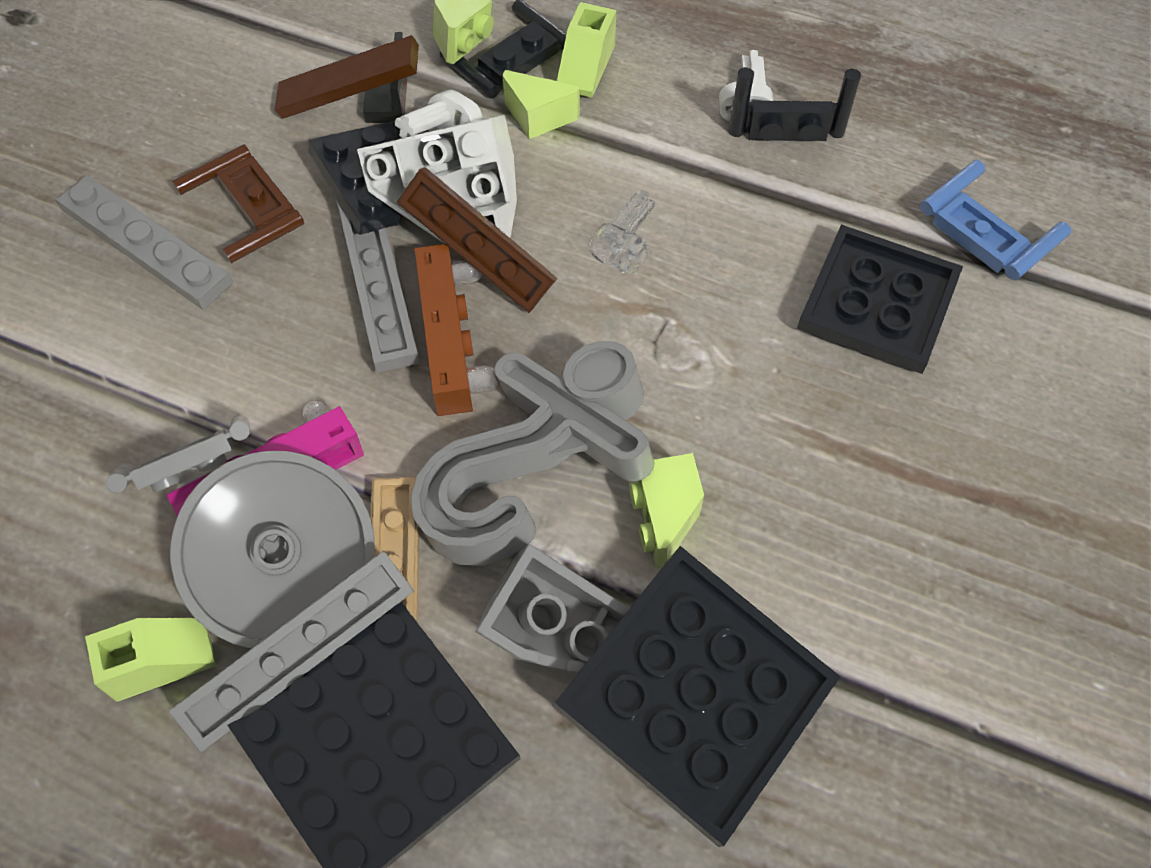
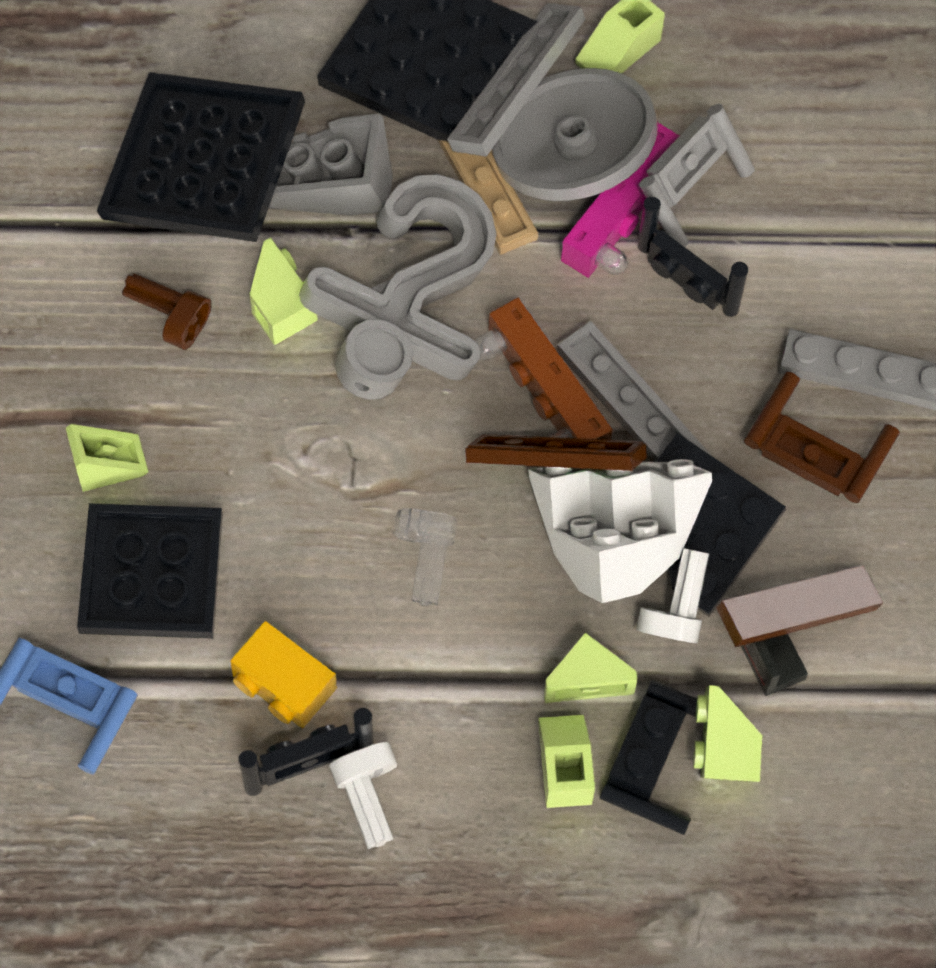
camera: 155 degrees right, 5 degrees up
(258, 396) = (686, 269): none -> black plate
(771, 526) = (186, 311): none -> reddish brown piece
(789, 178) = (282, 676): none -> yellow brick
(902, 405) = (105, 456): none -> yellowish green slope

